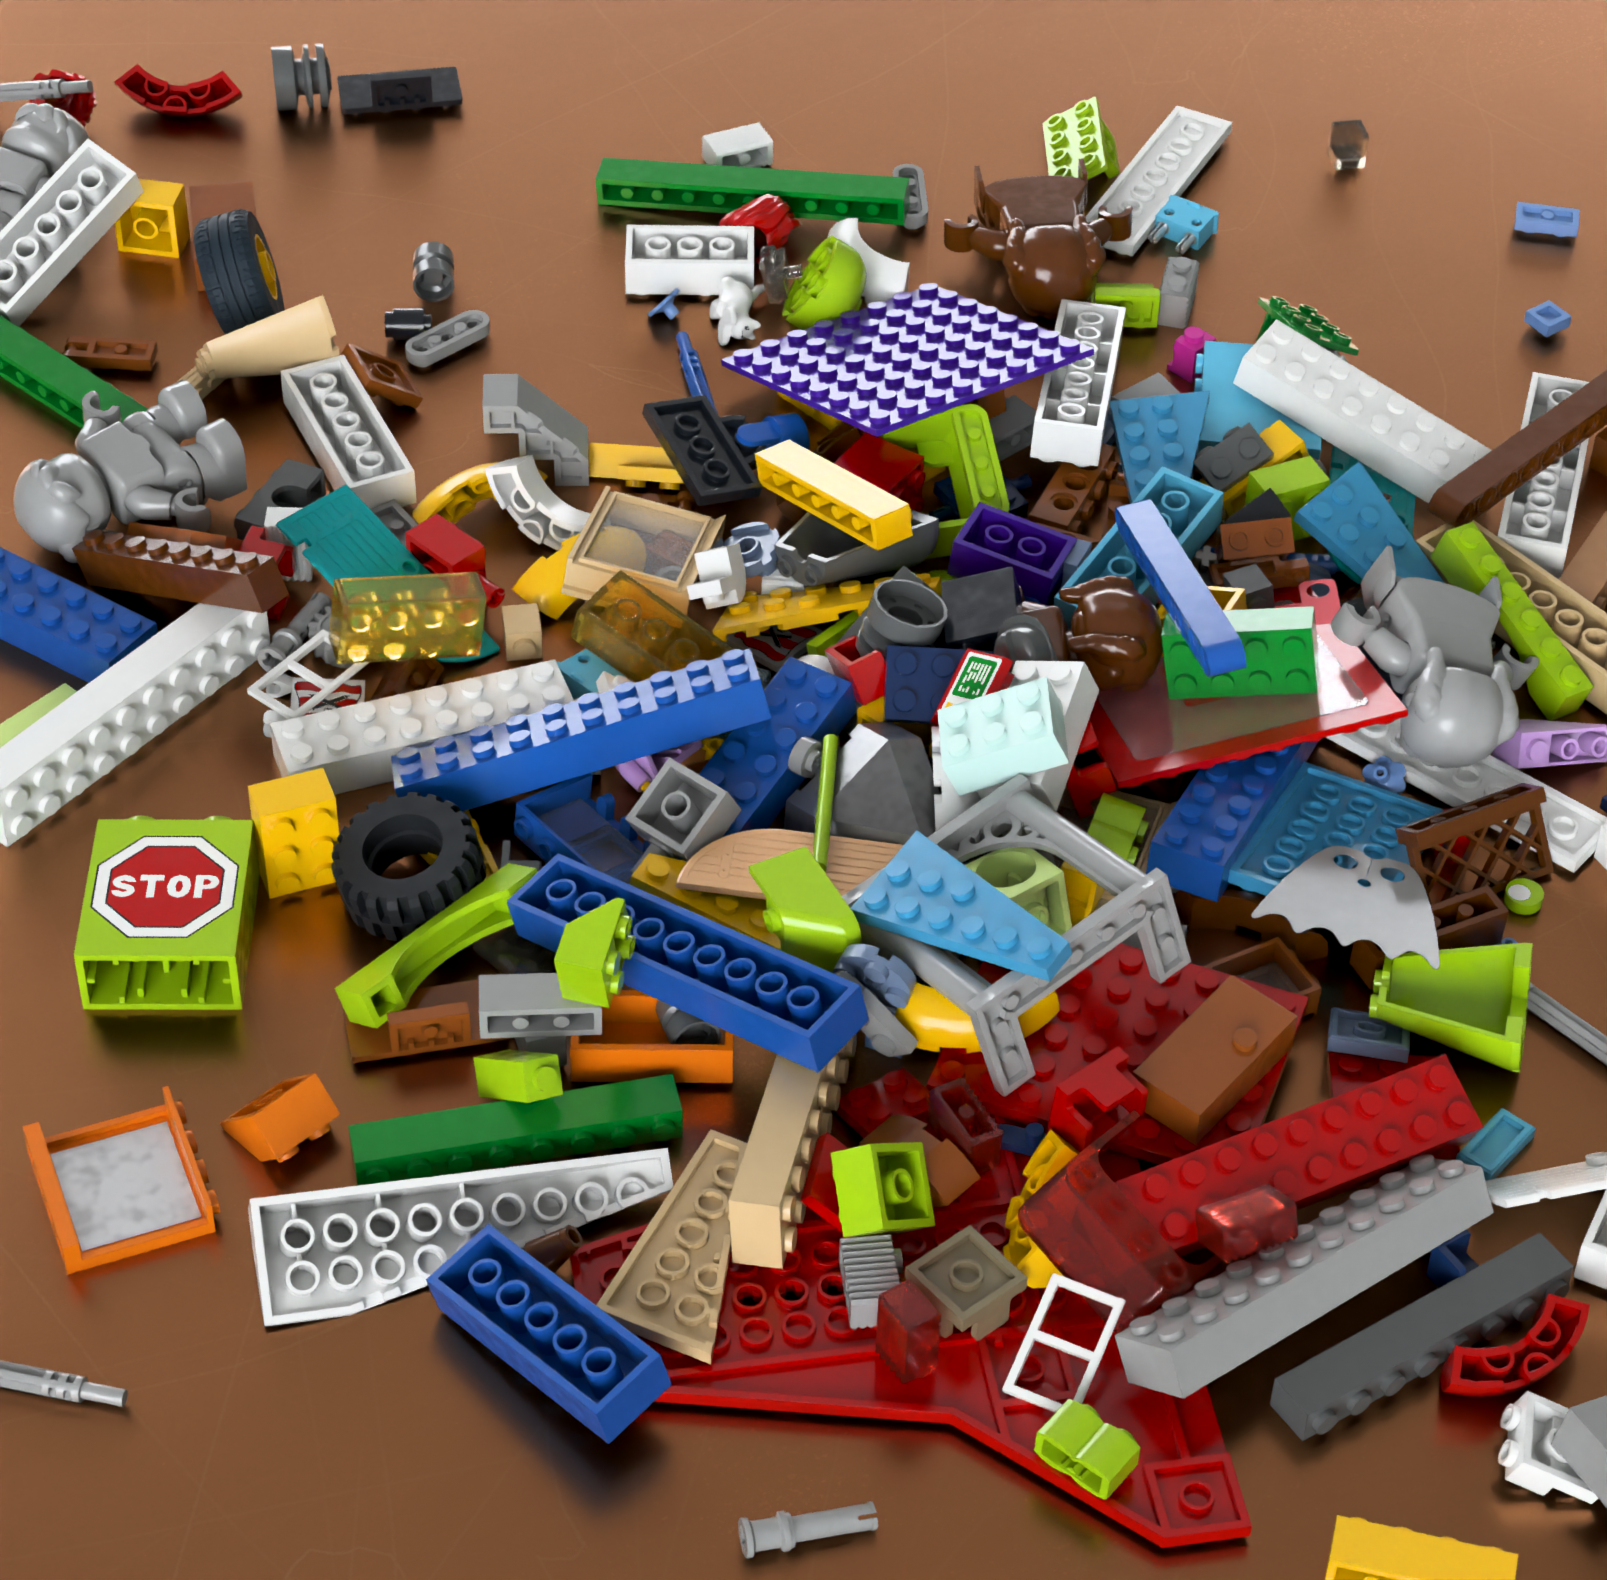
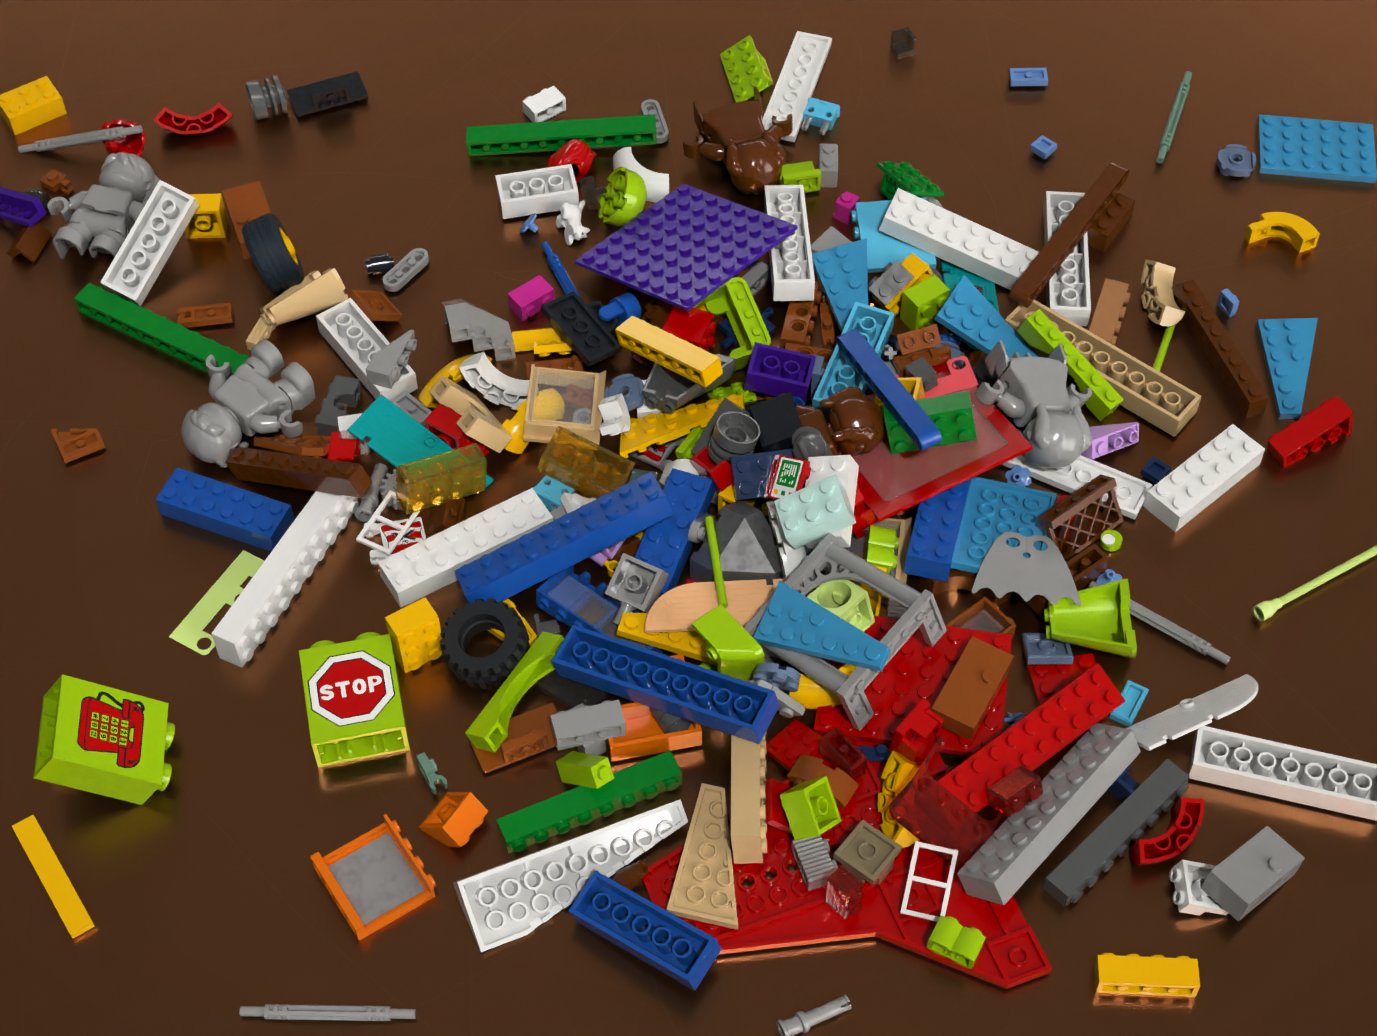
camera: 10 degrees left, 10 degrees up
(261, 1038) = (428, 770): none -> sand green plate
(375, 445) = (388, 362): none -> light grey slope
(433, 271) = (385, 224): dark grey wheel -> none
(485, 539) = (475, 418): none -> tan arch
(522, 632) = (505, 468): tan brick -> none
(593, 954) = (616, 696): lime slope -> none
(624, 402) = (529, 297): none -> dark pink brick
(1261, 508) = (913, 320): black leg -> none

